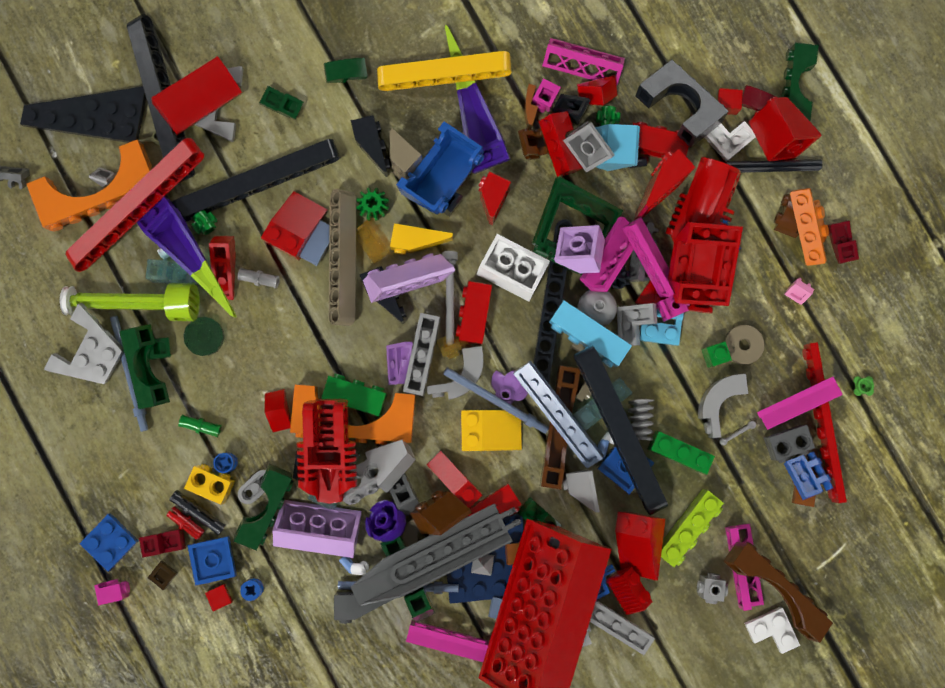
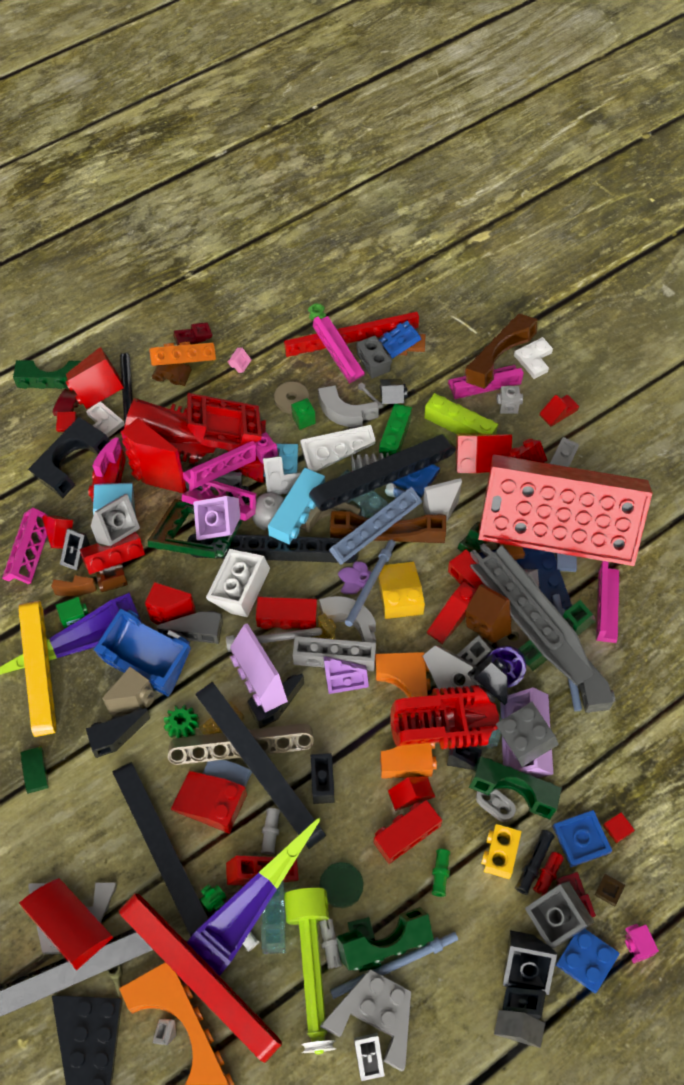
camera: 95 degrees left, 25 degrees down
(60, 341) = (369, 1056): none -> slope
(61, 471) = (519, 1027): none -> flat silver slope
(78, 479) = (524, 1001): none -> black slope
(111, 488) = (528, 962): none -> black slope
(140, 523) = (559, 915): none -> dark grey brick
(153, 319) = (330, 944): none -> light grey pin
(222, 460) = (476, 832): blue wheel -> none
(240, 400) = (407, 831): none -> red brick
(252, 585) = (598, 796): blue wheel -> none
(281, 103) = (71, 834): dark green slope -> none
(297, 329) = (322, 778): none -> black brick
(301, 526) = (527, 734): none -> dark grey brick
(313, 270) = (259, 762): none -> black beam
(354, 568) = (558, 696): white arm -> none
(358, 396) = (379, 731): green brick -> none
(369, 505) = (494, 677): none -> black slope
(413, 239) = (216, 672): yellow slope -> none
(470, 228) = (196, 627): none -> dark grey slope
(500, 104) = (71, 611): none -> green brick
(548, 90) = (62, 571): dark pink brick -> none
(608, 116) = (83, 518): green gear -> none
(669, 379) = (330, 448): none -> white wing
(676, 140) = (108, 454): none -> dark pink slope
(695, 642) = (558, 409): none -> red slope
(733, 457) = (392, 391): none -> brick

